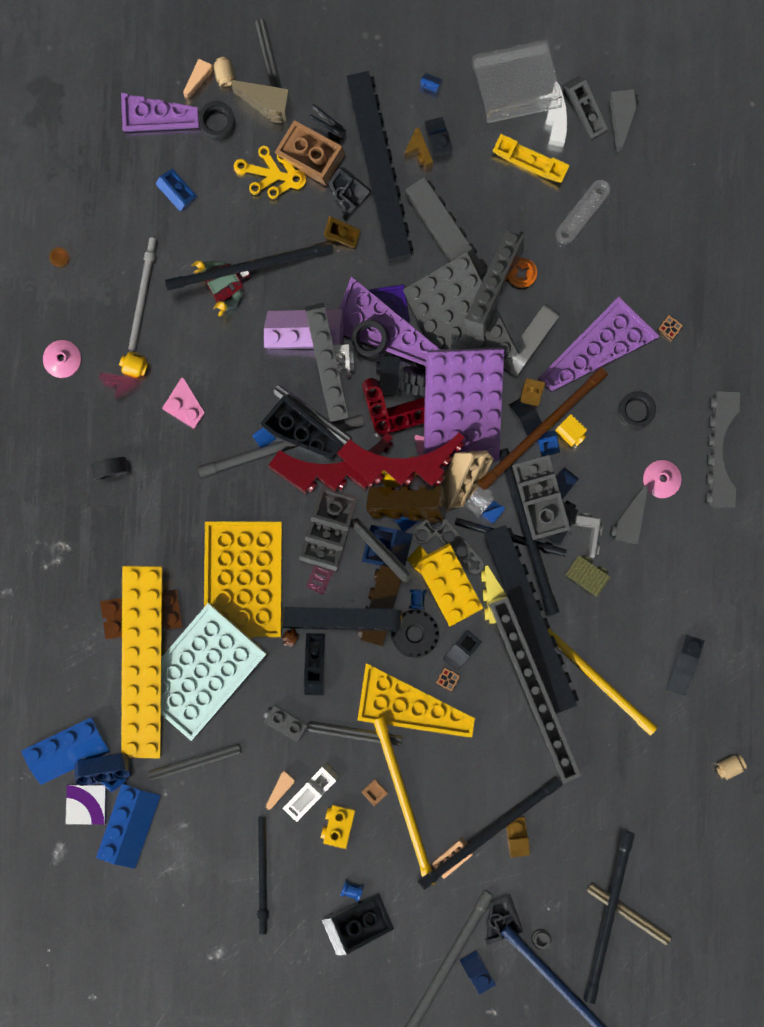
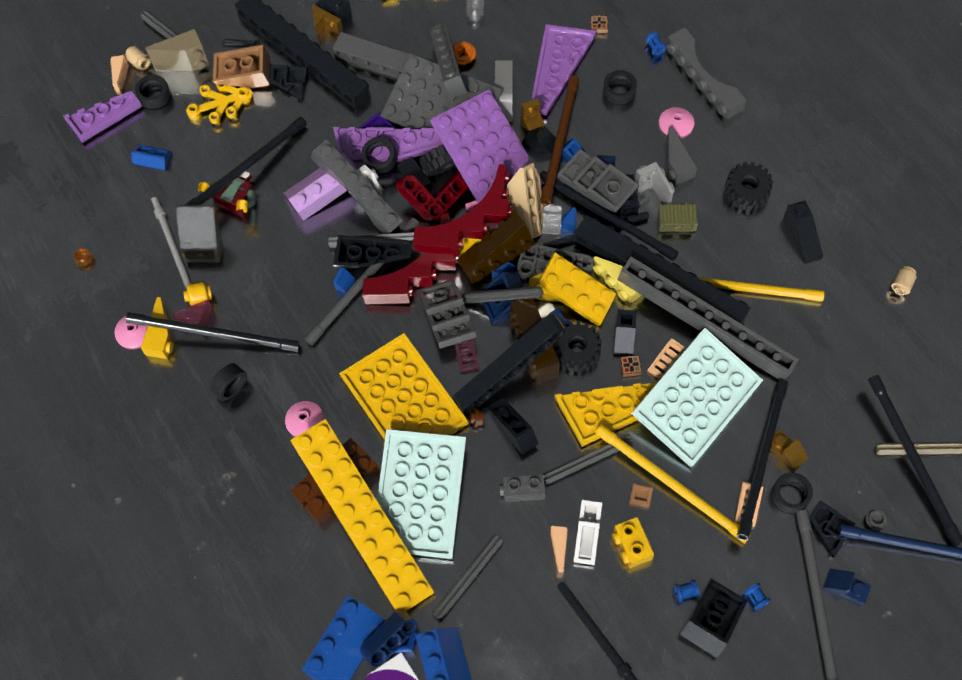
camera: 35 degrees left, 20 degrees down
(71, 365) = (143, 320): none -> black piece
(79, 381) = (158, 341): none -> yellow slope
(160, 546) = (295, 424): none -> bright pink dish
(166, 312) = (199, 233): none -> clear smoke slope
(184, 405) = (261, 300): bright pink wing -> none
(341, 232) = (303, 104): pearl gold slope -> none
(402, 933) = (757, 596): none -> blue bush
(478, 746) = (697, 397): none -> light aqua plate
(497, 697) = (670, 349): none -> light nougat slope
(507, 874) = (802, 482): none -> black tyre
(571, 431) = (584, 124): yellow brick -> none
(658, 592) = (748, 197): none -> black tyre
(704, 386) = (655, 44): none -> blue bush

